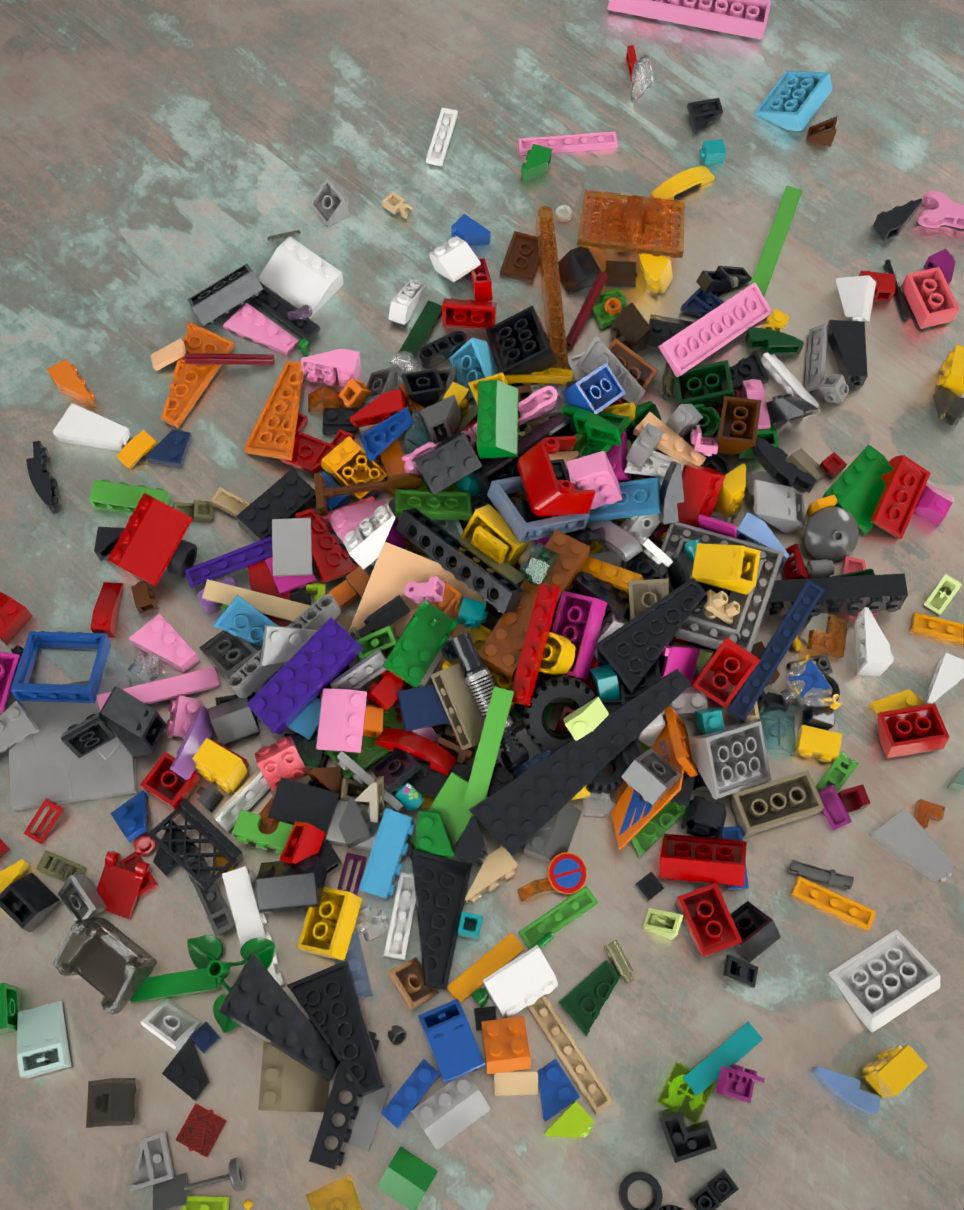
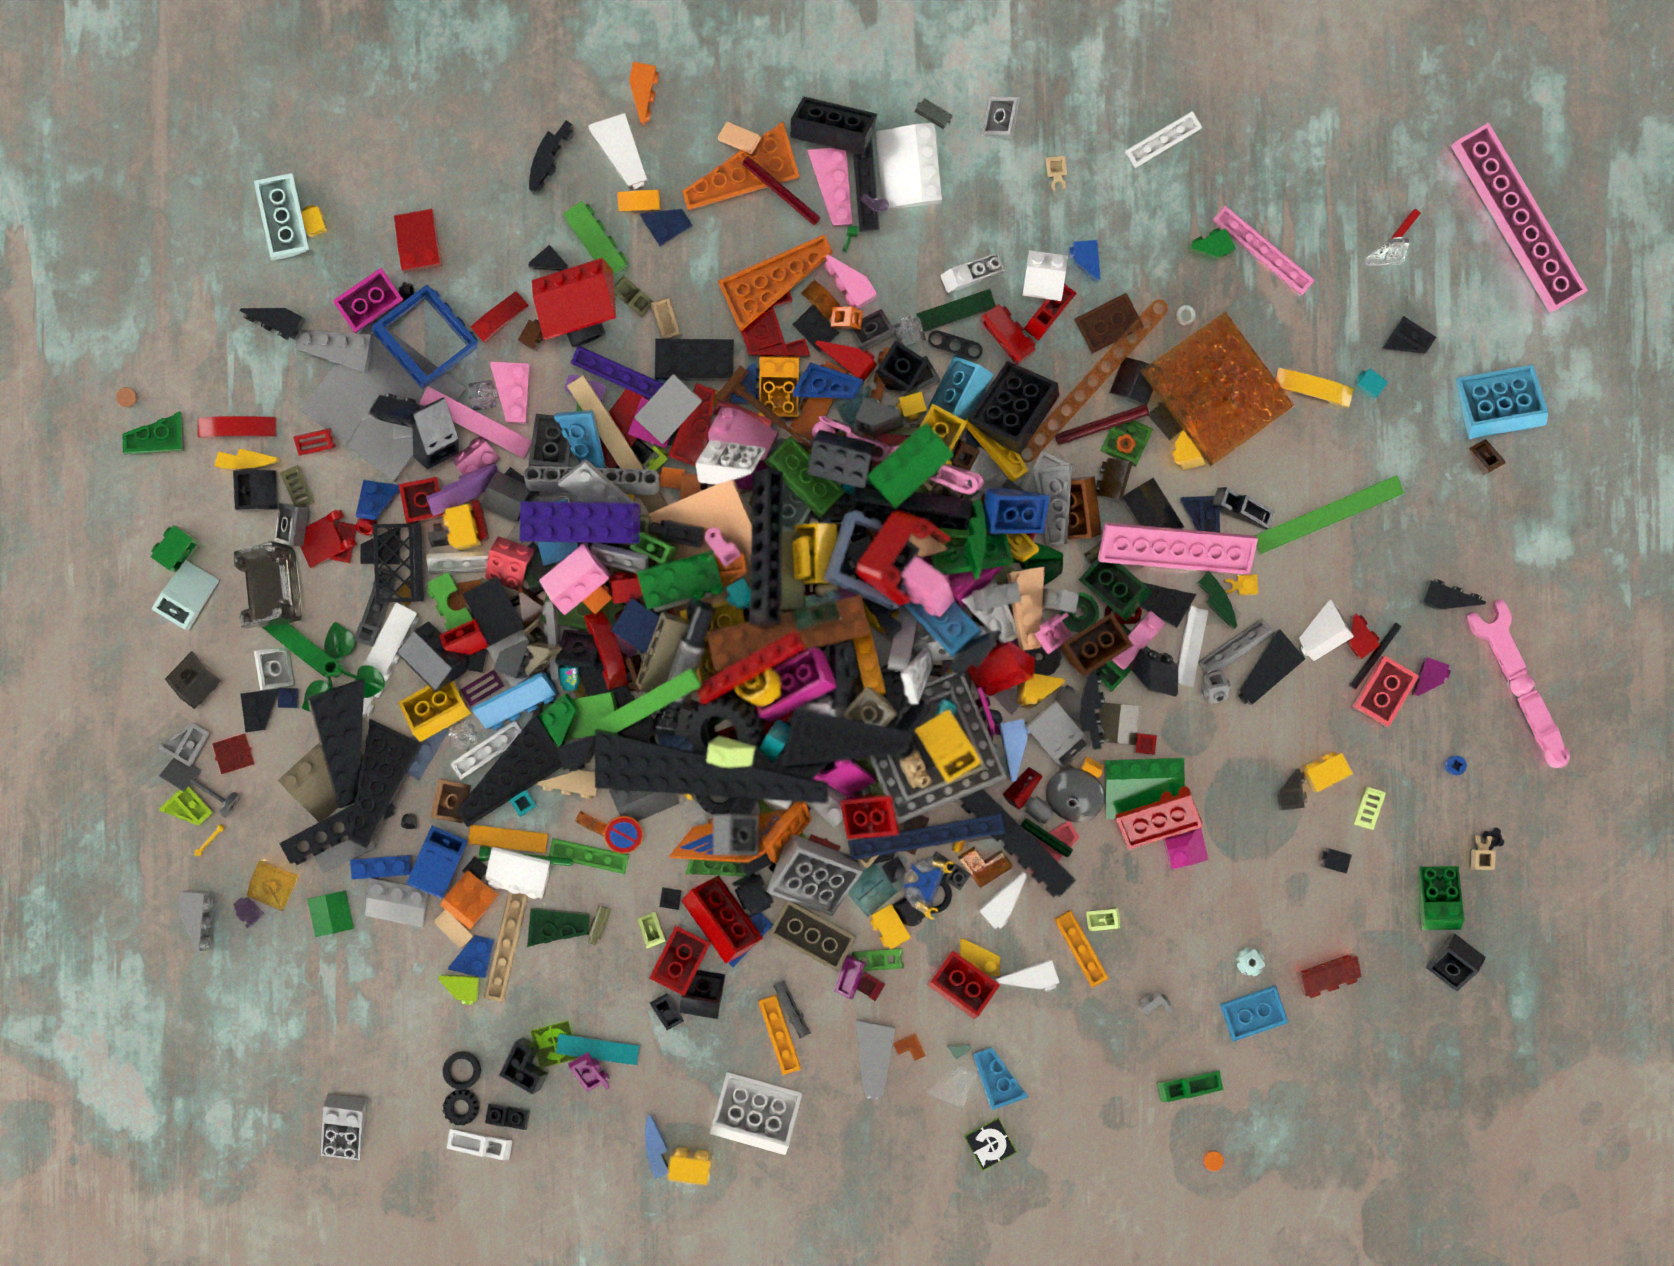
camera: 45 degrees right, 20 degrees up
(709, 720) = (826, 835): teal brick -> none

